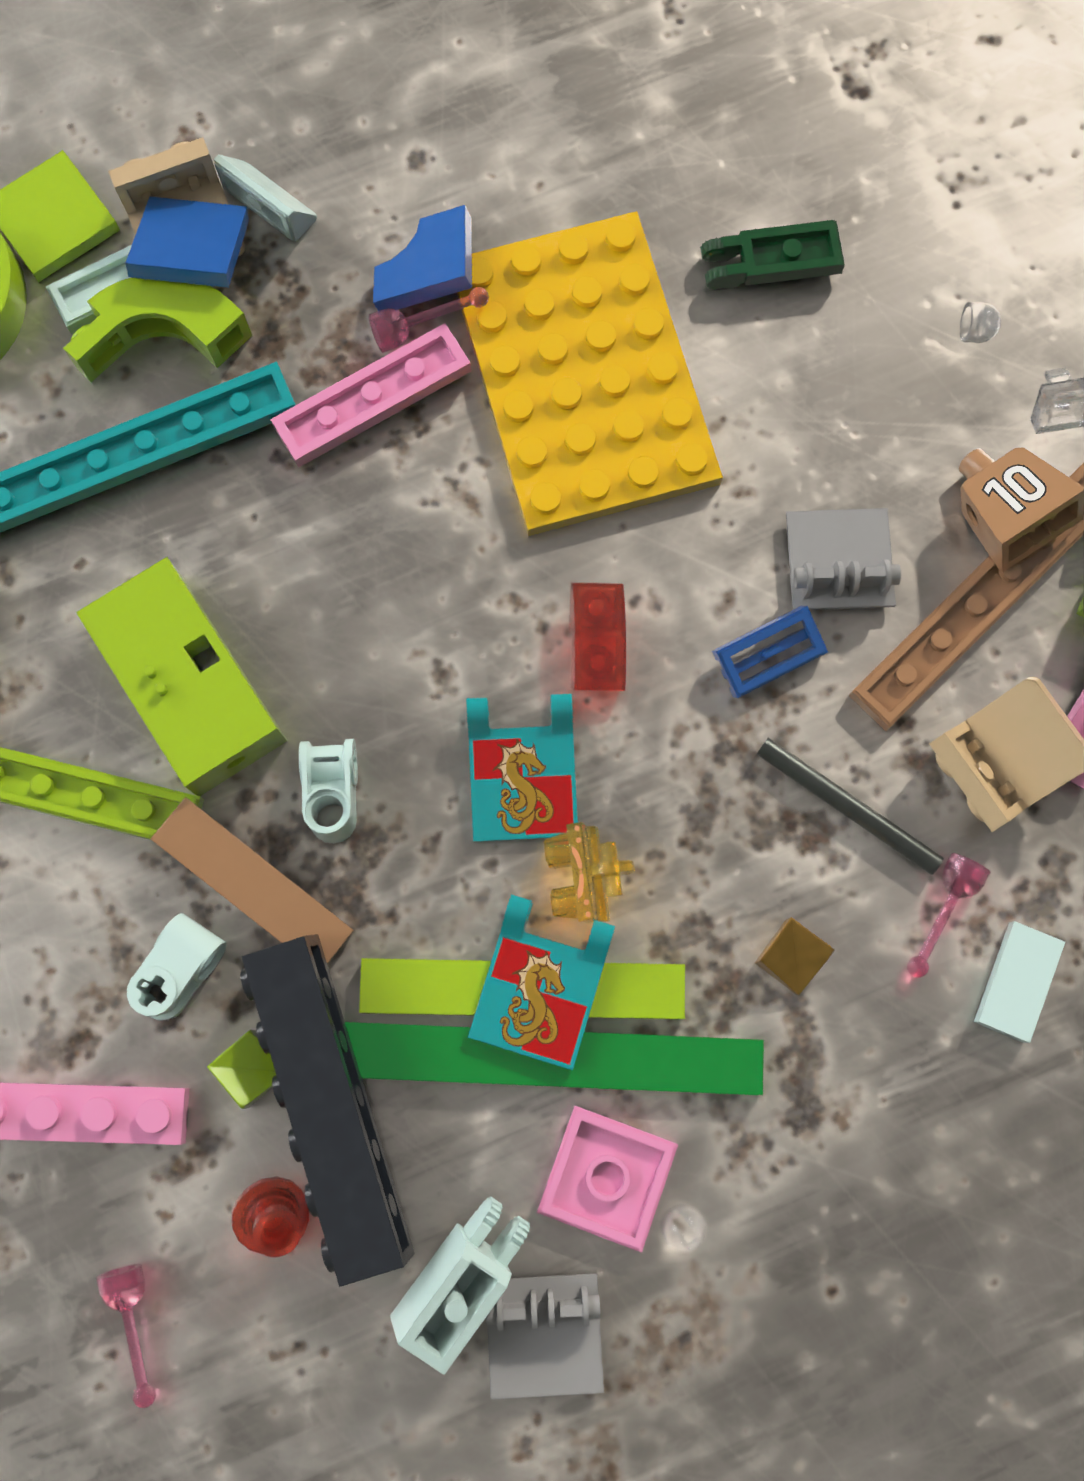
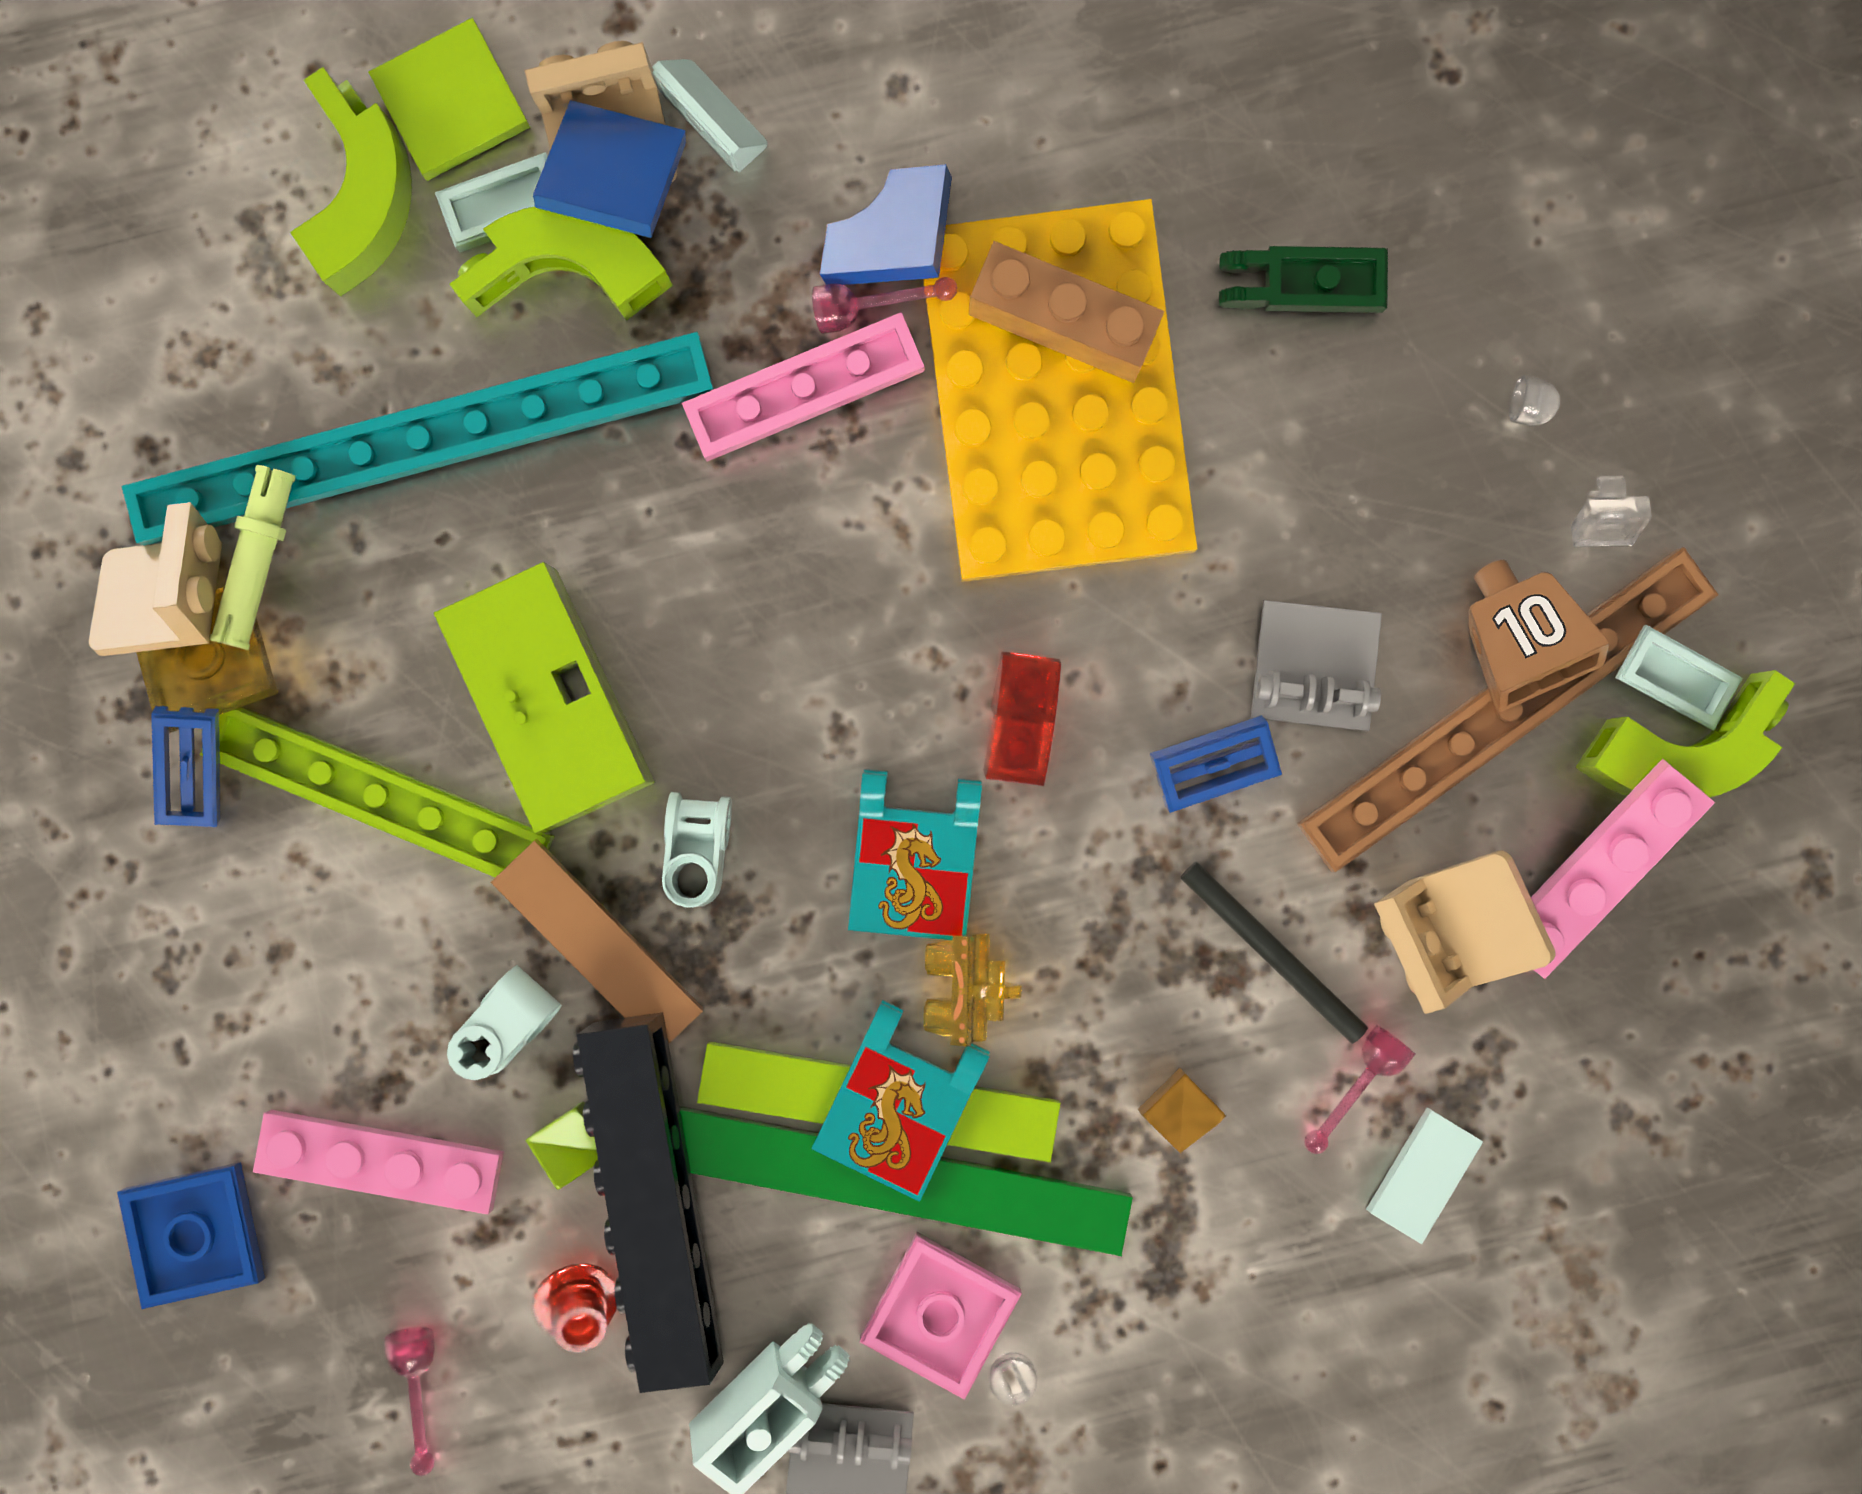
camera: 10 degrees right, 10 degrees up
(580, 296) = (1064, 312): none -> medium nougat brick

